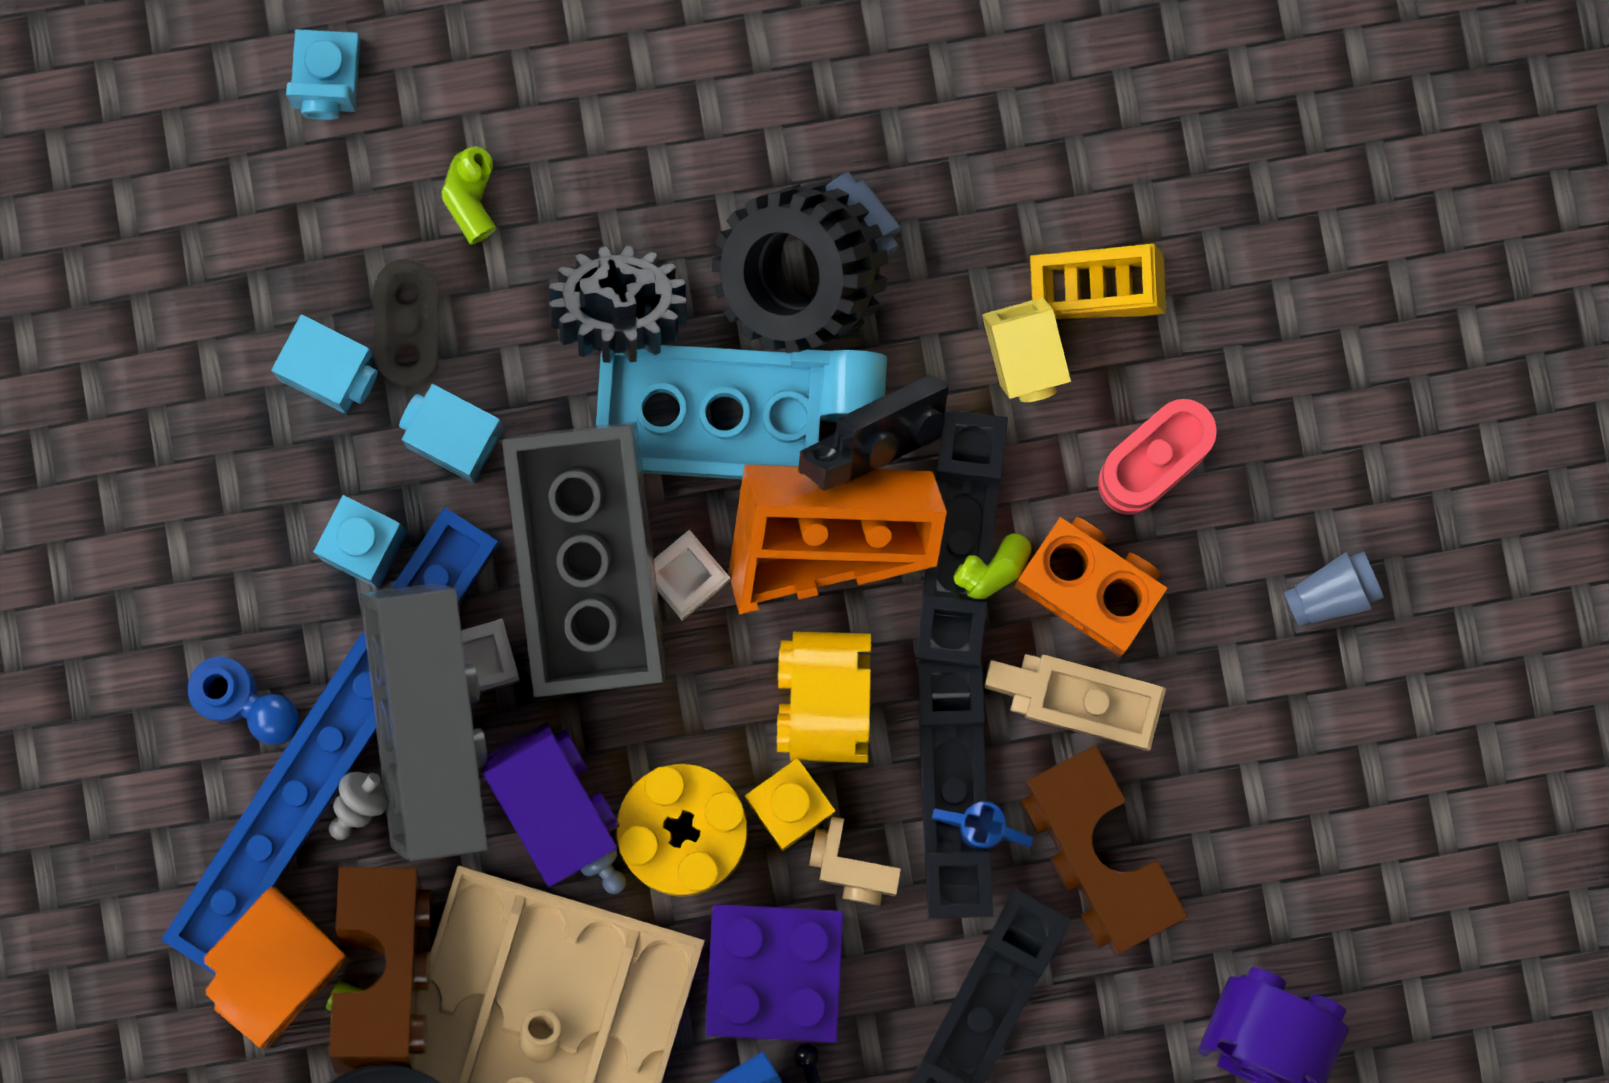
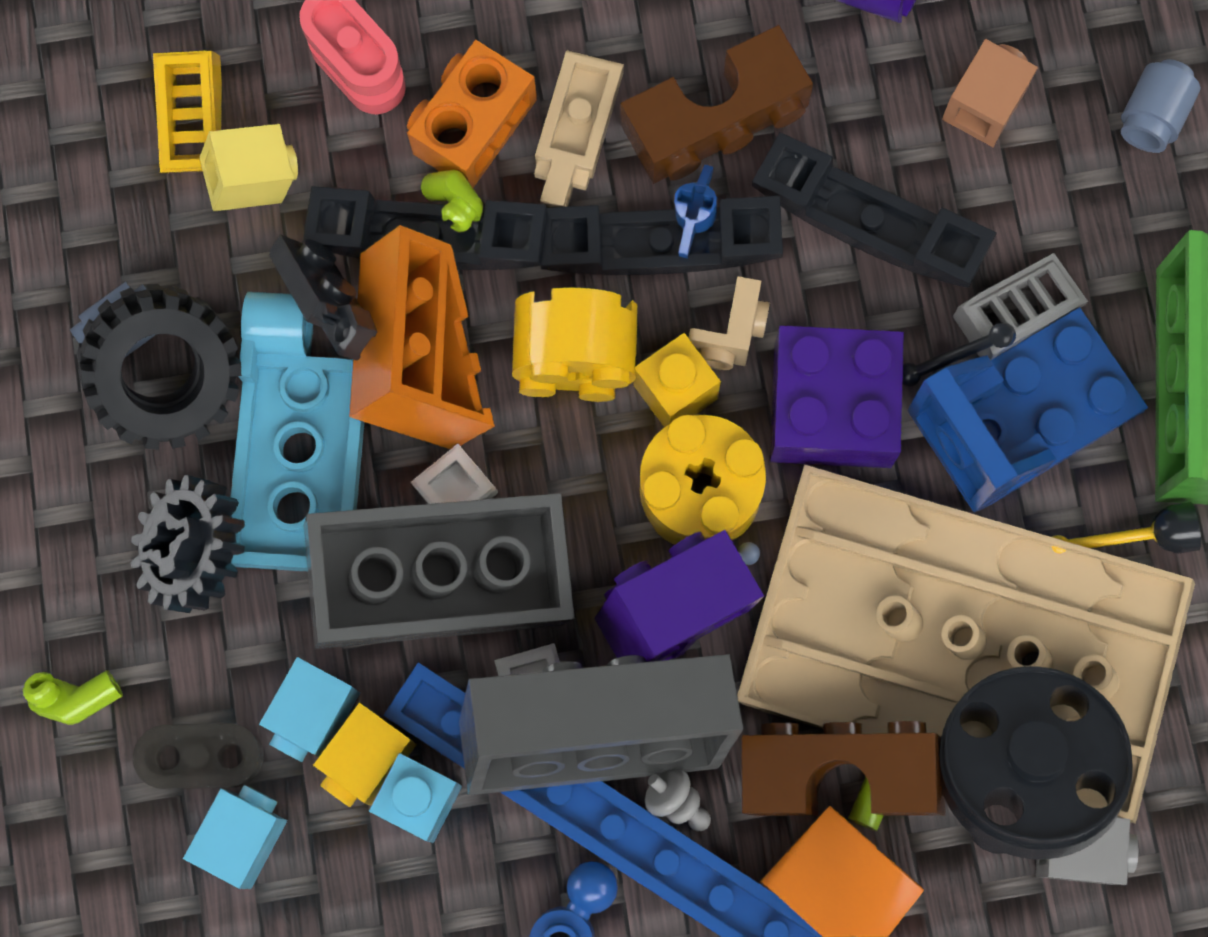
camera: 85 degrees left, 5 degrees down
(403, 488) = (361, 757): none -> yellow brick

